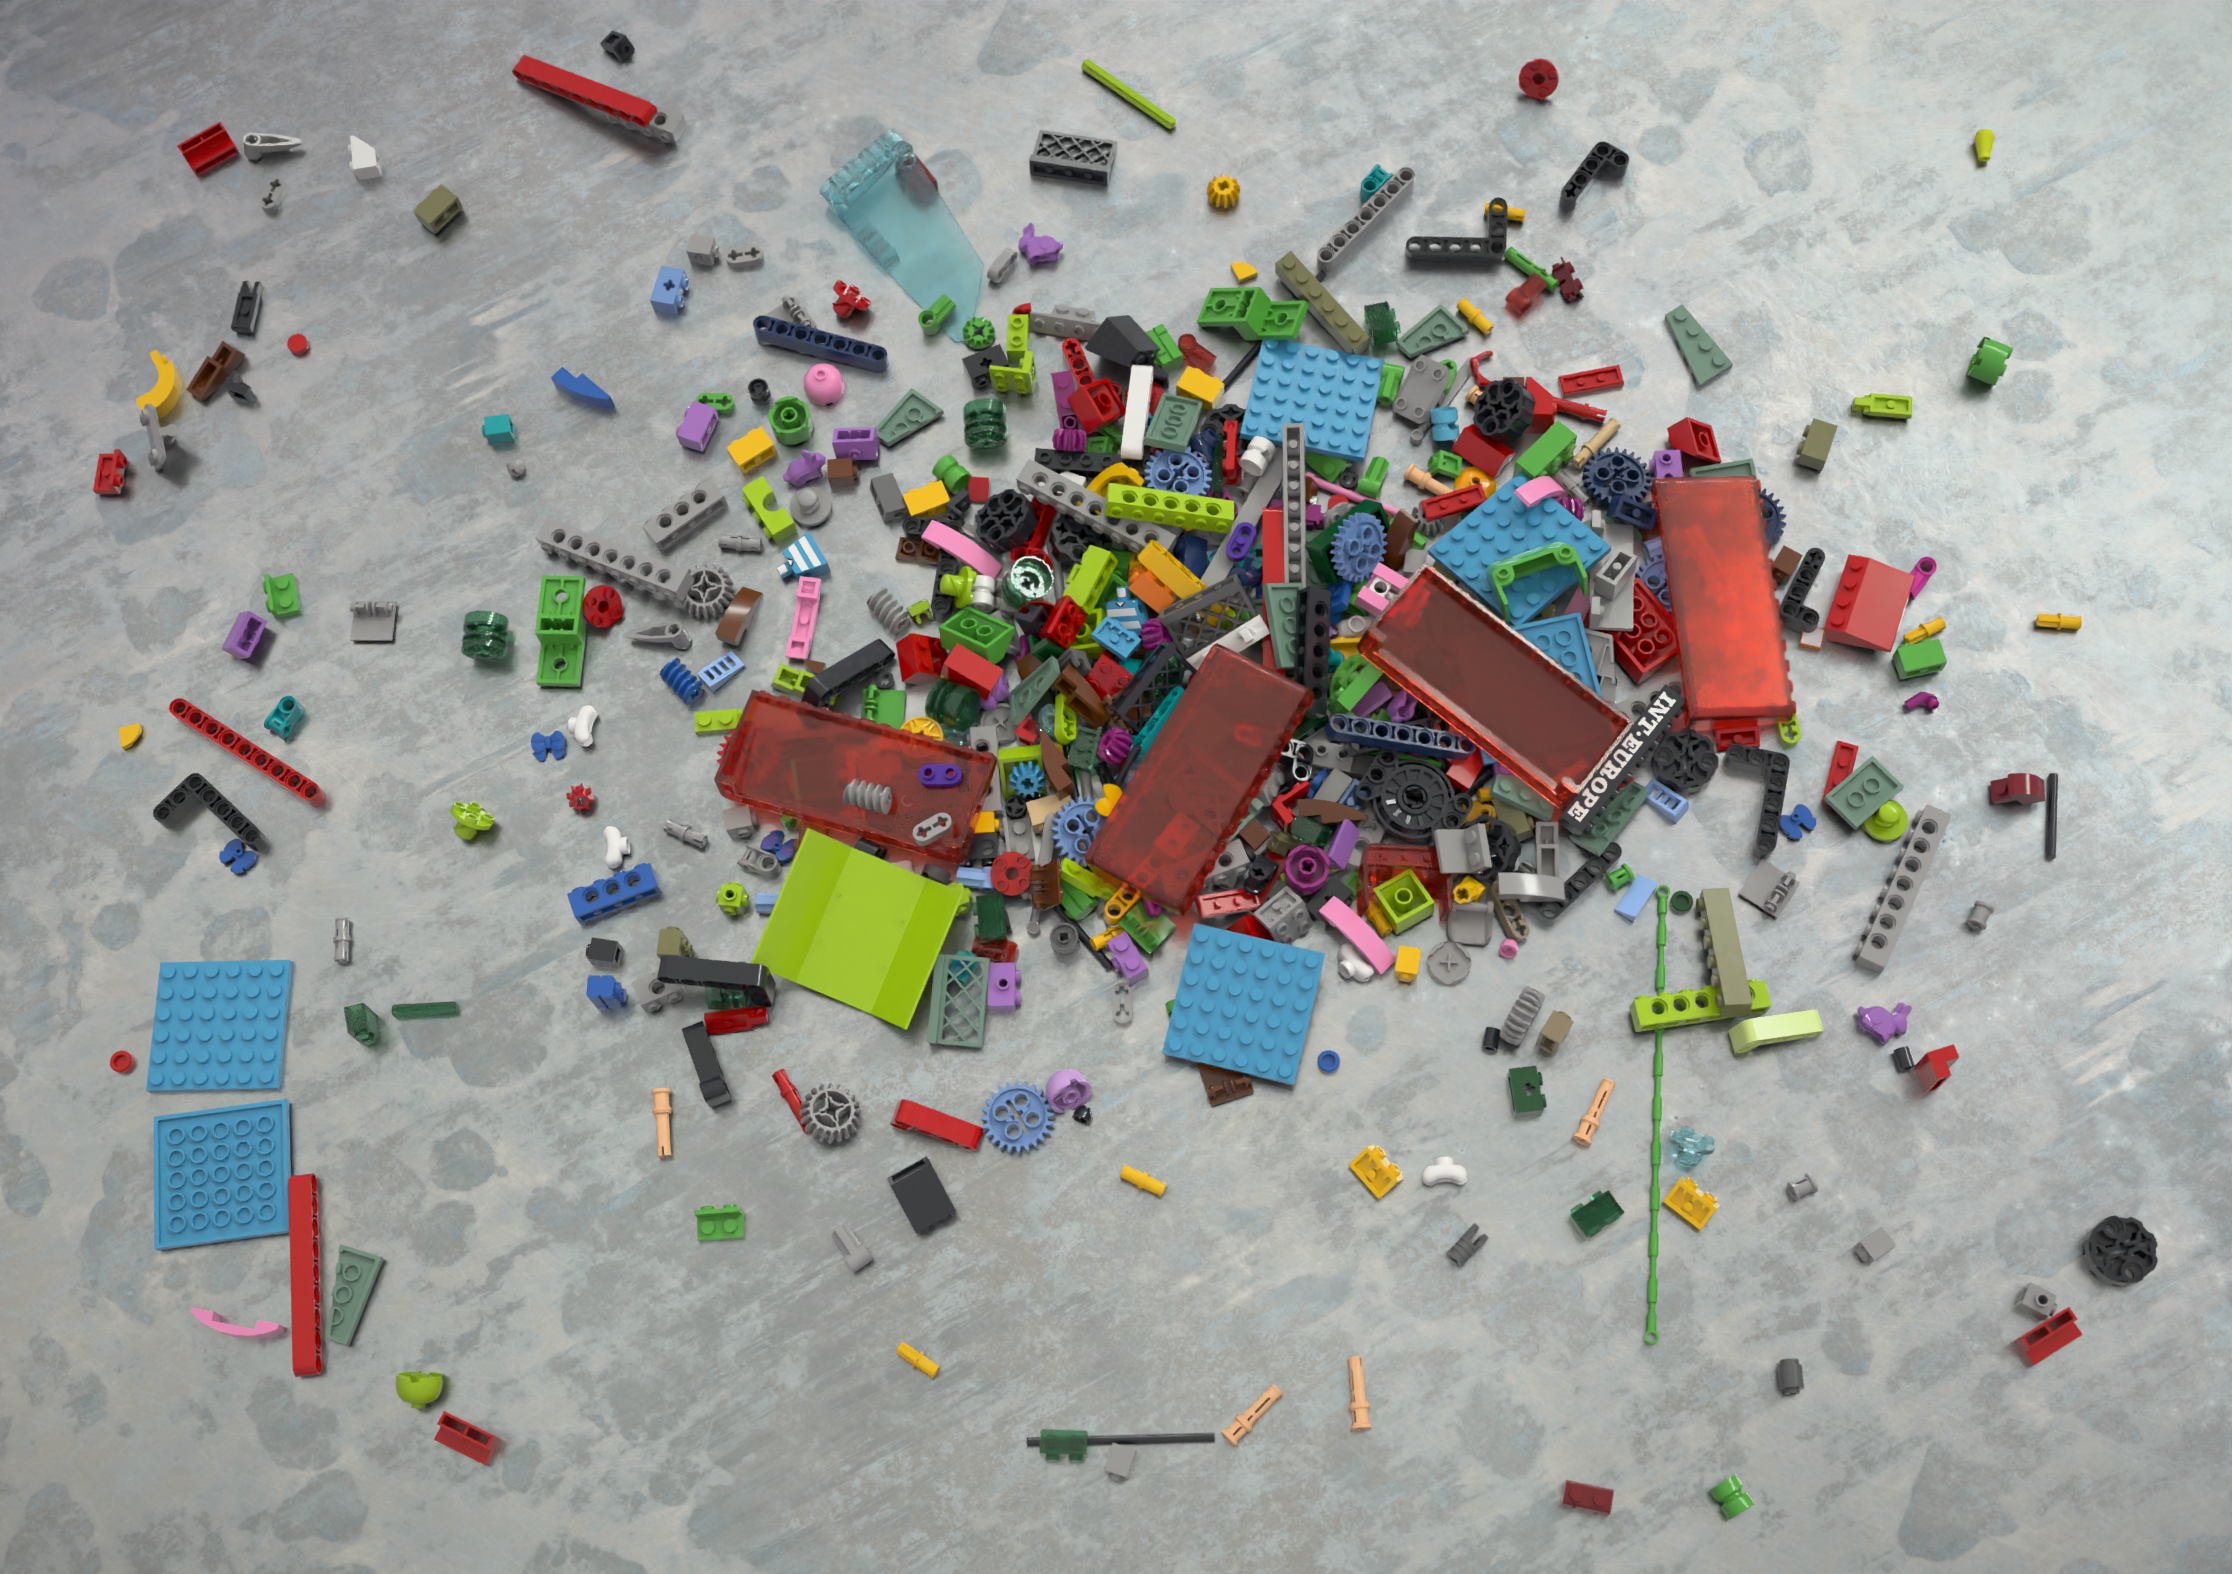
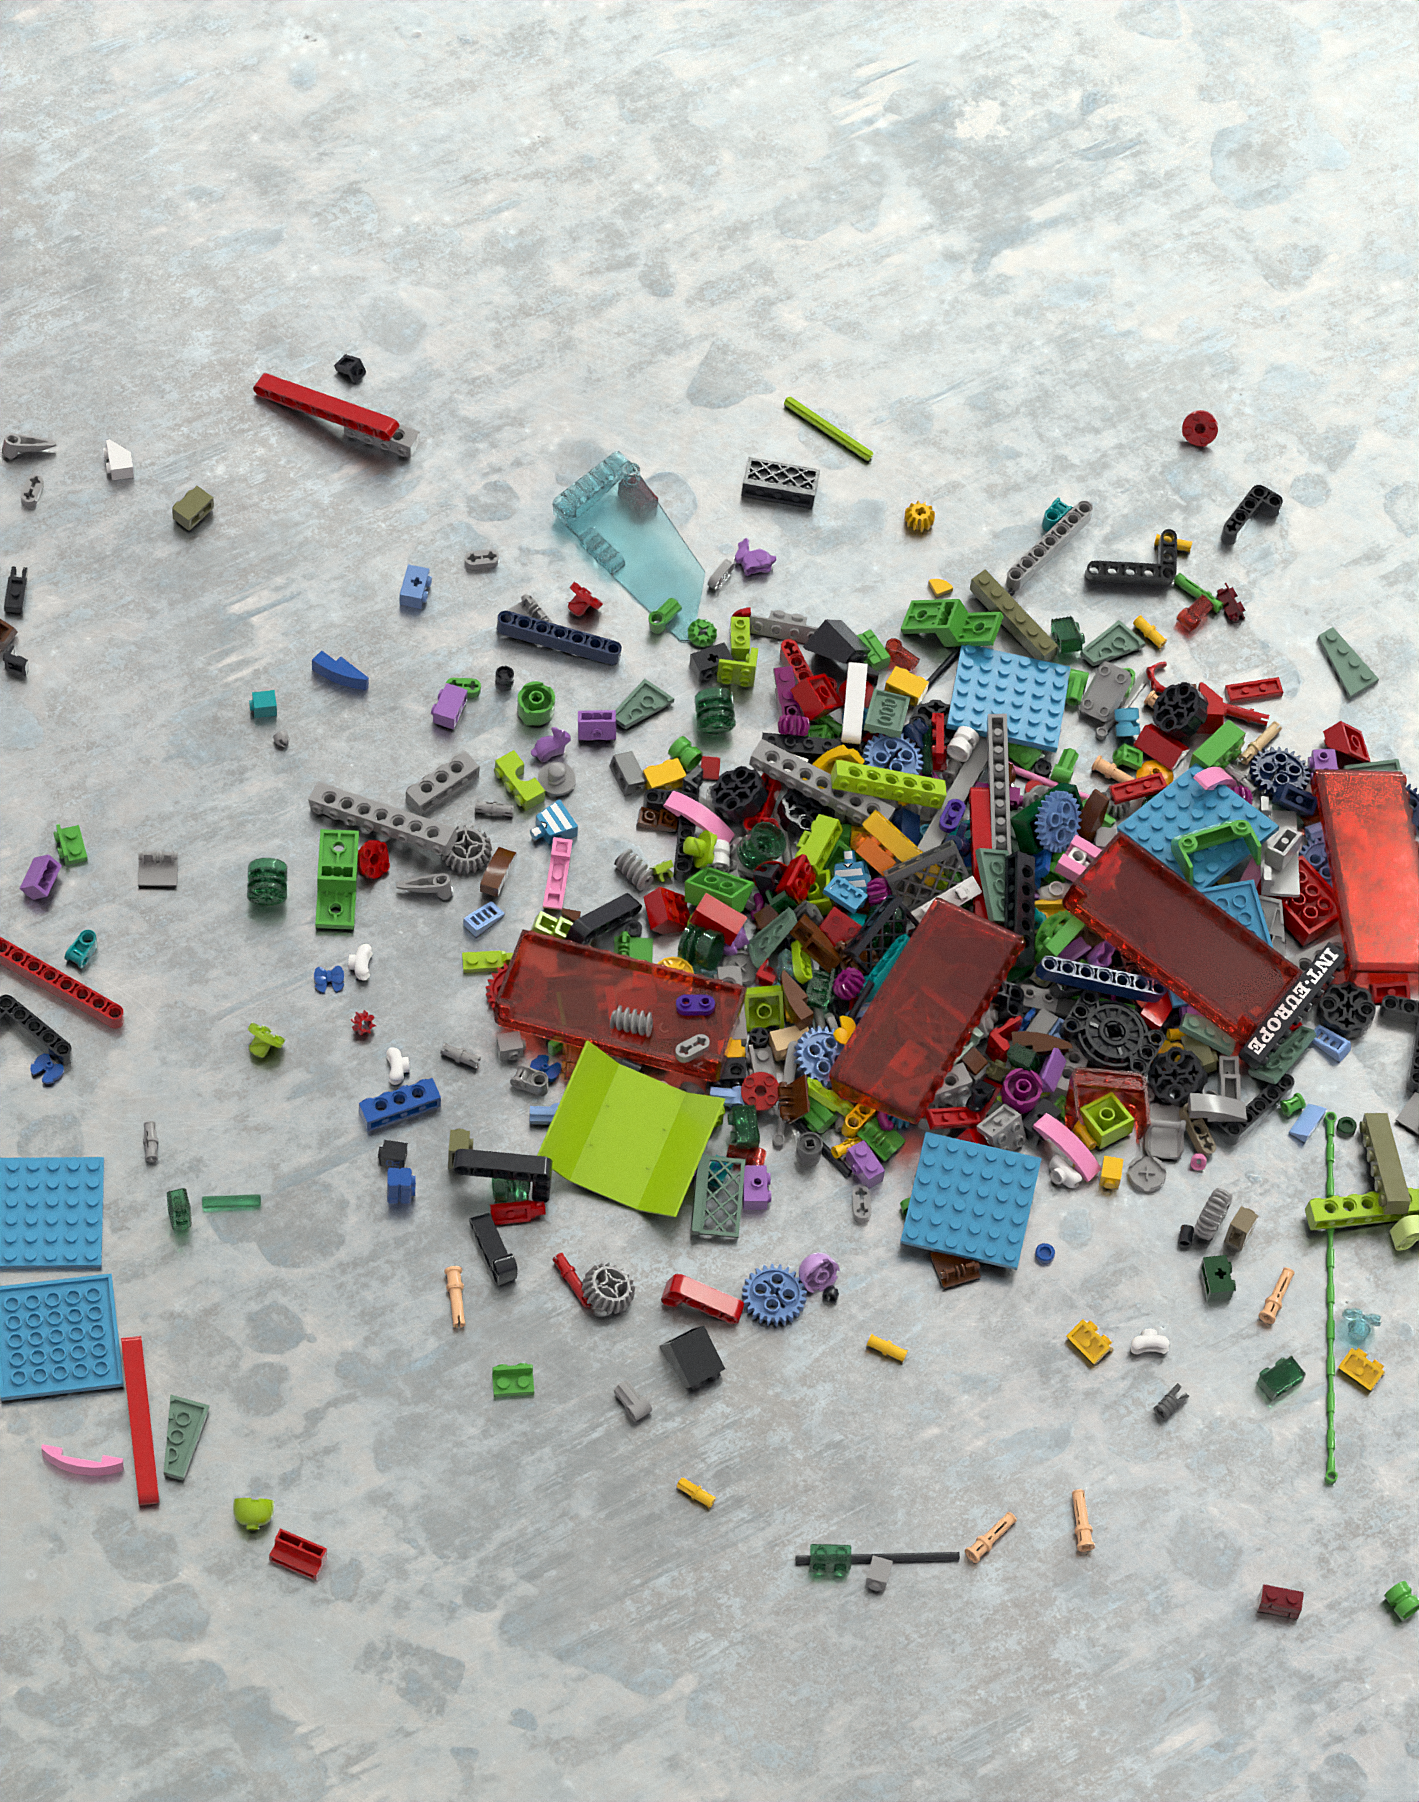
camera: 15 degrees left, 10 degrees down
(298, 344) = (66, 624): red tile -> none
(646, 988) = (439, 1195): light grey brick -> none
(681, 681) = (448, 926): blue piece -> none
(702, 249) = (443, 552): light grey brick -> none
(732, 905) = (508, 1110): lime brick -> none
(751, 450) = (500, 728): yellow brick -> none
(823, 384) = (562, 673): bright pink cylinder -> none
(841, 472) = (584, 749): reddish brown brick -> none
(1035, 782) = (763, 1018): dark azure gear -> none
(1463, 850) = (1159, 1075): light grey bracket -> none
(1469, 890) = (1163, 1110): yellow piece -> none

